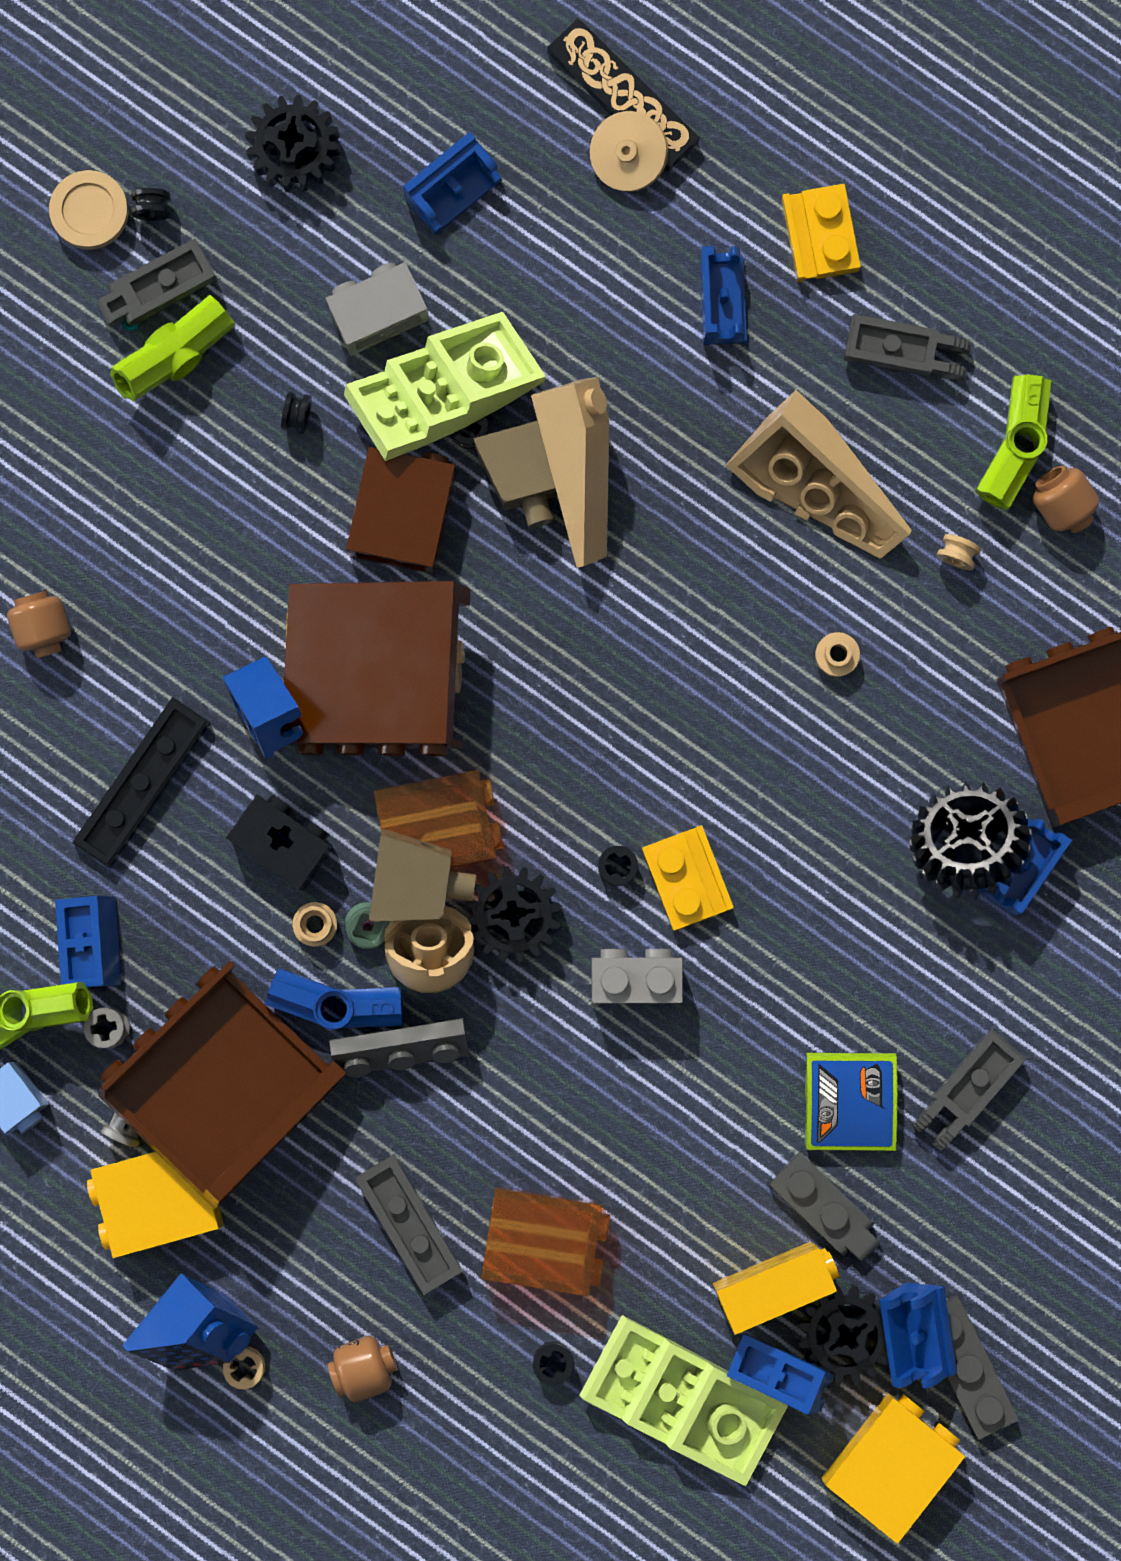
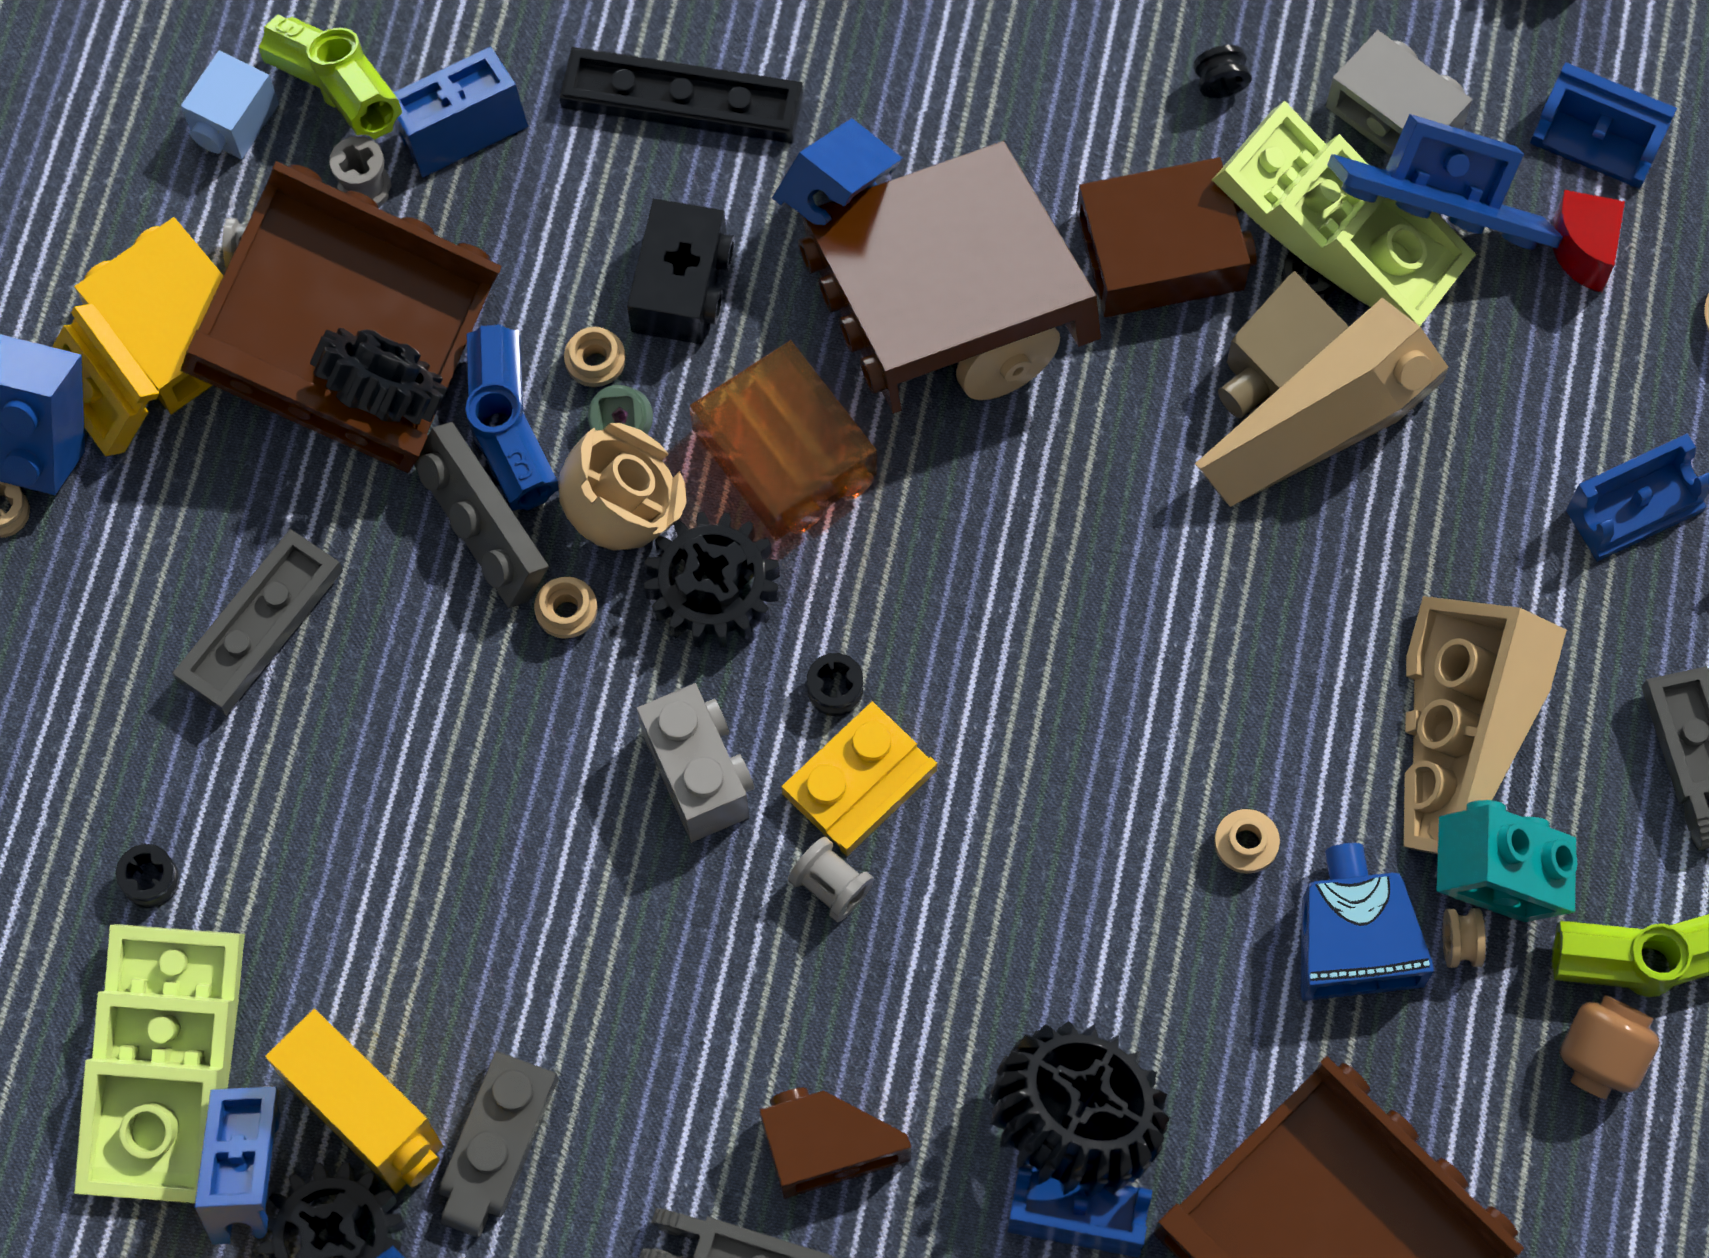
camera: 65 degrees right, 15 degrees down
(198, 1257) = (112, 380): none -> yellow plate
(283, 1078) = (378, 375): none -> black gear
(362, 1369) = (48, 641): medium nougat head -> none
(415, 880) = (698, 421): dark tan torso -> none
(458, 307) = (1451, 175): none -> blue bracket
(472, 1017) = (560, 591): none -> tan plate
(528, 235) = (1589, 238): none -> red brick
(544, 1241) = (302, 792): clear orange brick -> none
(750, 926) = (831, 879): none -> light grey bush
(851, 1101) = (653, 1112): slope -> none
(917, 1004) = (826, 1141): none -> reddish brown slope
(927, 614) = (1359, 932): none -> blue torso
(931, 503) = (1506, 862): none -> teal brick

